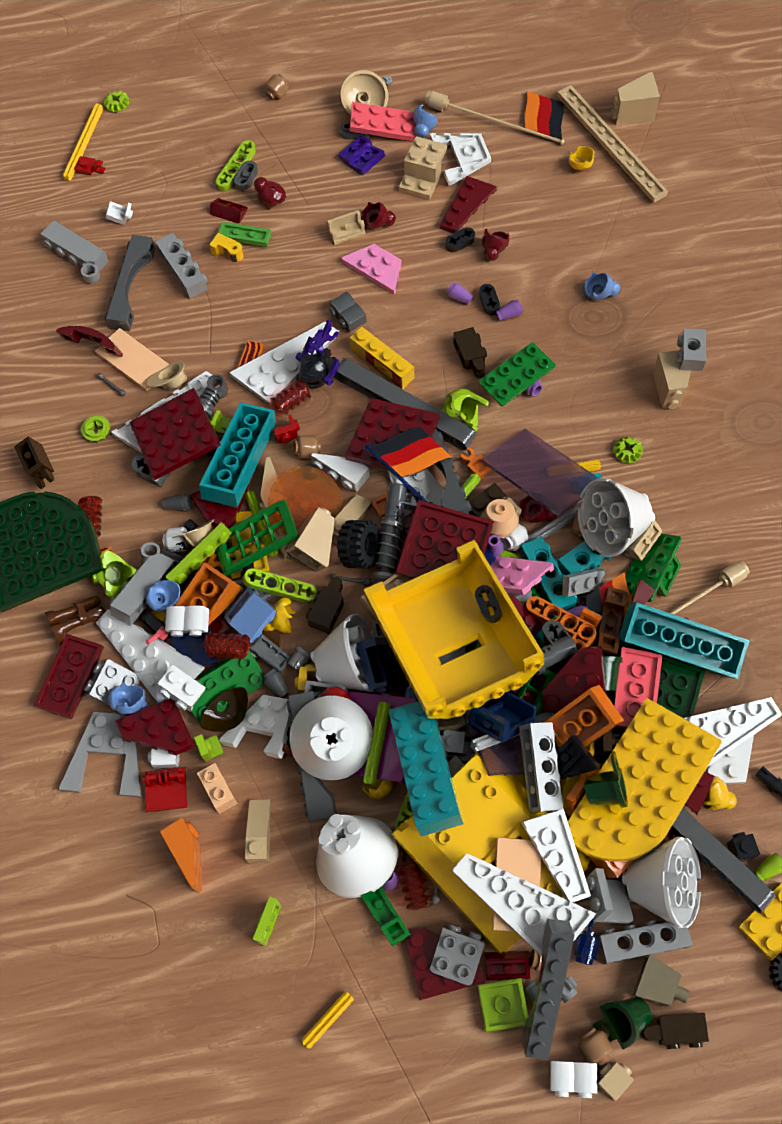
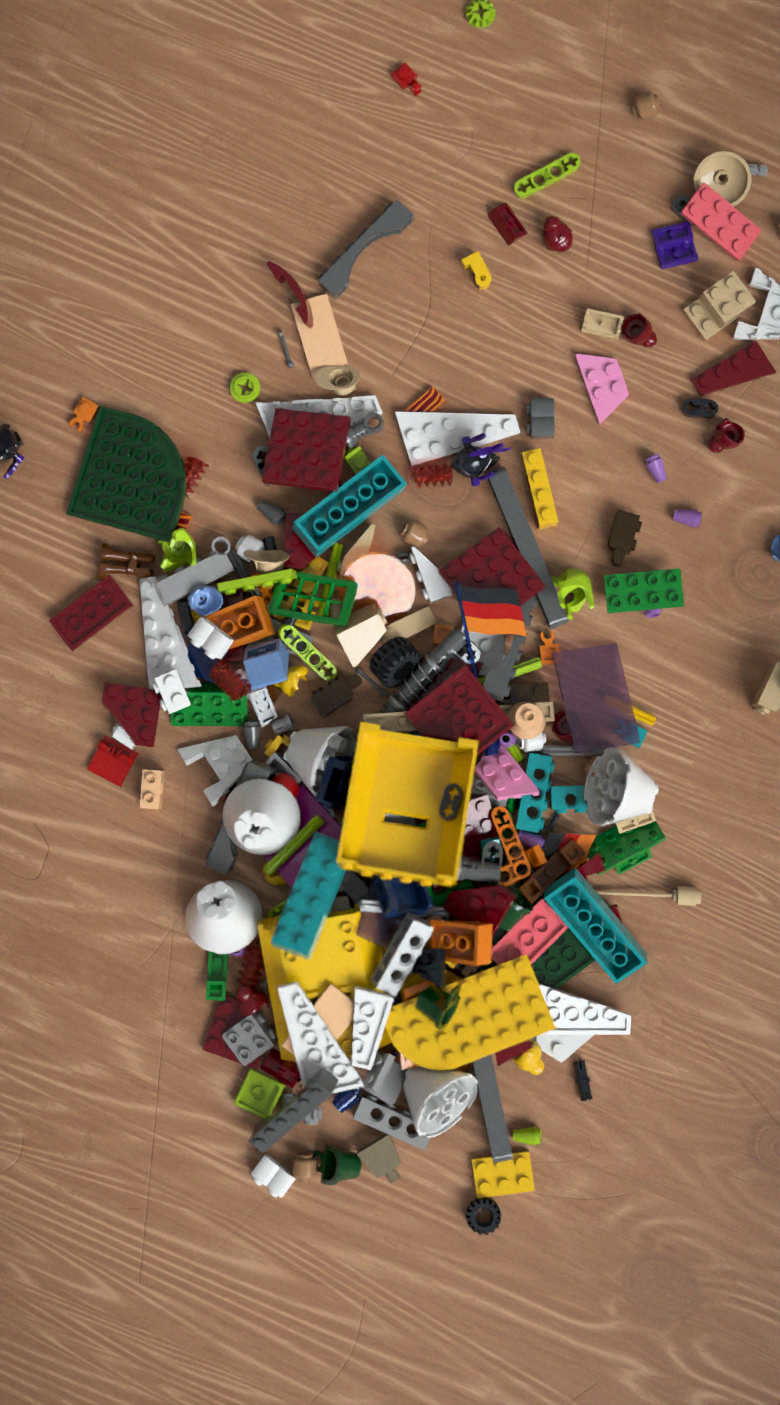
camera: 30 degrees right, 20 degrees up
(35, 461) = (173, 391): dark brown hinge -> none
(76, 250) = (338, 176): light grey hinge -> none
(83, 141) = (418, 43): yellow axle -> none
(104, 738) = (89, 685): light grey wing -> none
(106, 678) = (120, 644): bracket -> none
(119, 213) = (401, 159): white bracket -> none
(127, 699) = (129, 669): medium blue piece -> none
(161, 633) = (183, 630): coral hand -> none
(181, 265) = (421, 232): light grey brick -> none
(185, 847) = (98, 820): orange slope -> none
(209, 748) = (166, 751): lime bracket -> none
(222, 721) = (188, 736): dark brown piece -> none
(245, 178) = (547, 195): dark grey plate -> none
(246, 234) = (503, 265): bright green plate -> none
(258, 832) = (163, 844): tan slope -> none
(267, 921) = (124, 919): lime plate -> none
(288, 432) = (406, 508): red bracket -> none
(327, 1020) = (127, 1016): yellow axle -> none
(424, 121) = (760, 249): medium blue piece -> none
(433, 915) = (250, 1000): none -> dark red piece
(453, 741) = (353, 882): light grey plate -> none
(485, 300) = (683, 493): black beam -> none
(583, 582) = (556, 820): light grey plate -> none
(615, 1080) = (301, 1197): tan brick -> none
(627, 456) = (682, 729): lime gear -> none
(678, 1029) = (371, 1196): dark brown hinge -> none
(743, 846) = (518, 1108): black brick -> none

